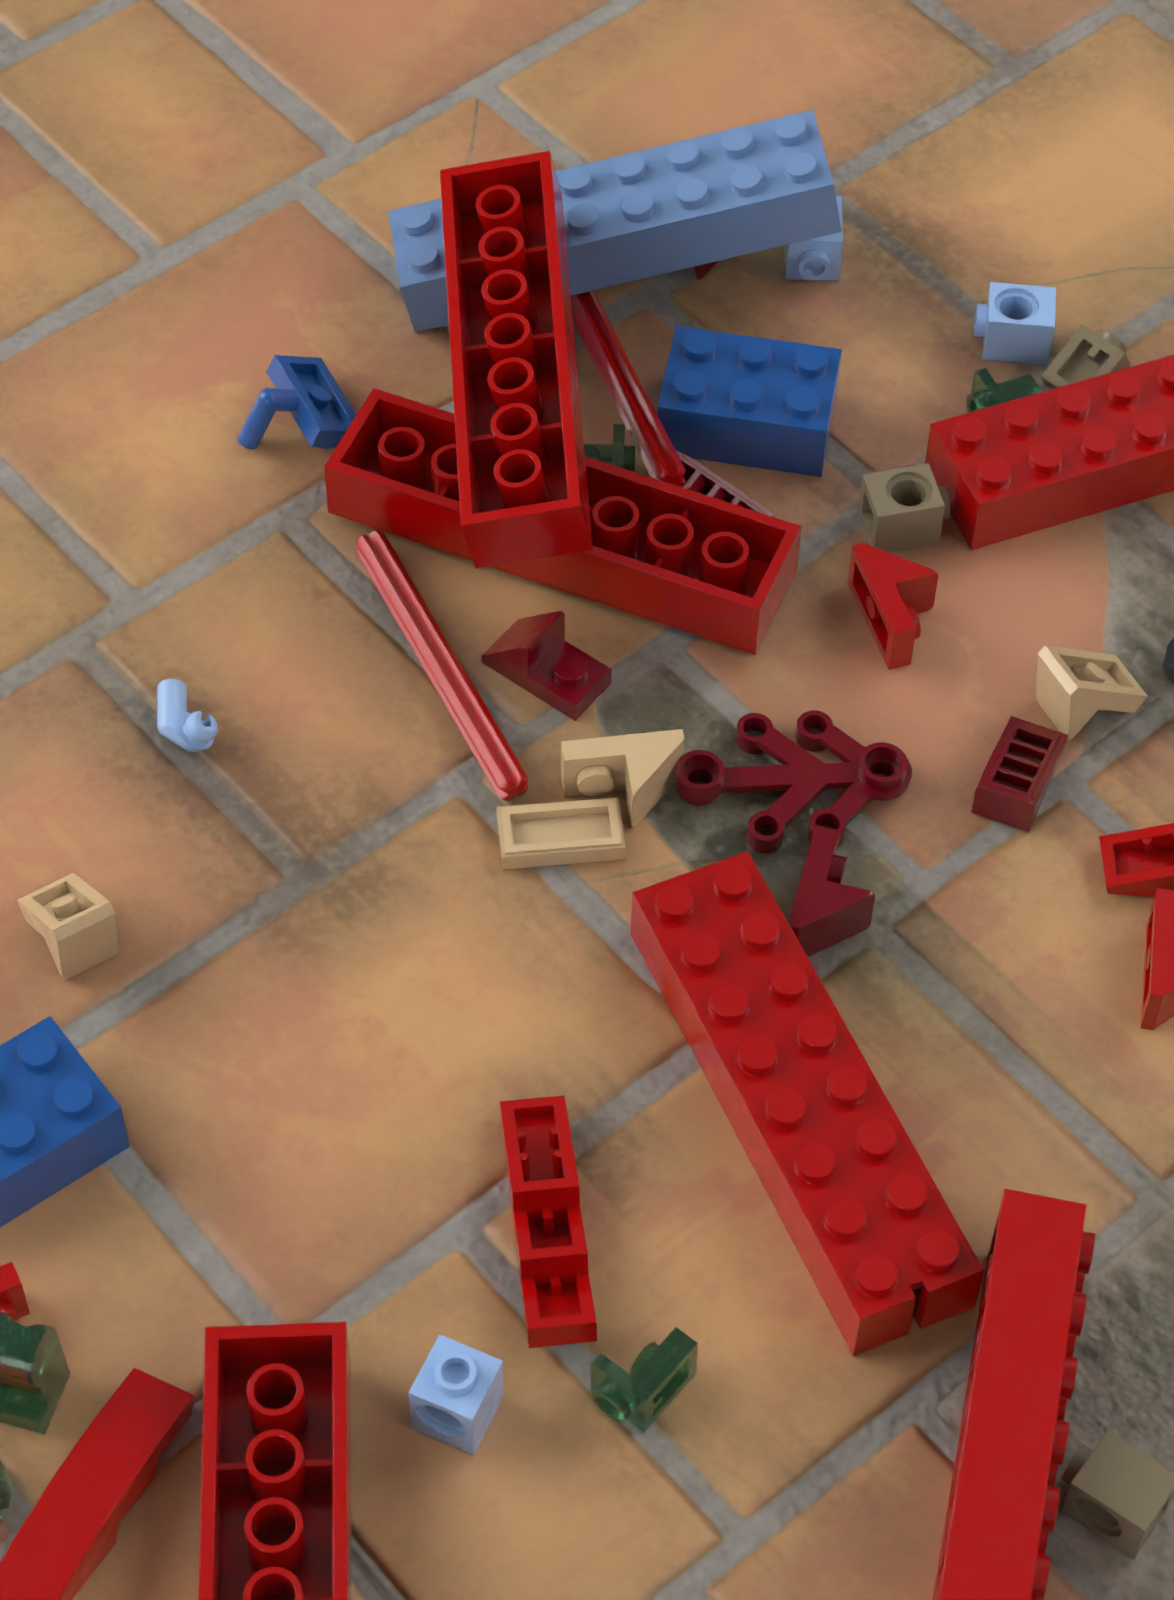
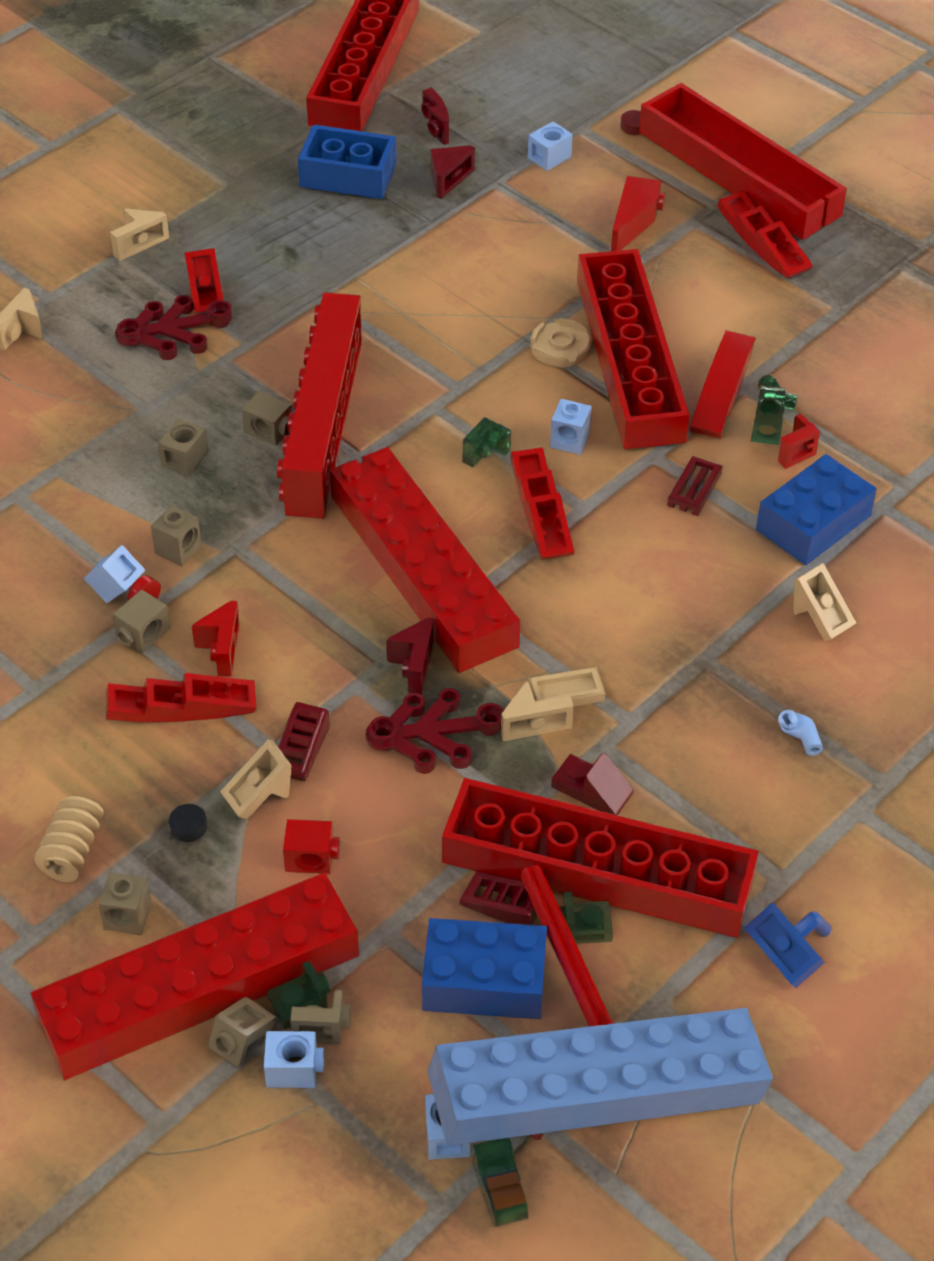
camera: 175 degrees right, 5 degrees down
(193, 1294) = (687, 501): none -> dark red tile
(442, 666) = (651, 771): axle -> none
(513, 362) = (650, 899): red brick -> none
(890, 597) = (381, 837): red slope -> none
(902, 508) = (379, 886): dark tan brick -> none
(976, 351) = (324, 1021): none -> dark tan bracket
(1000, 590) = (309, 846): none -> red brick

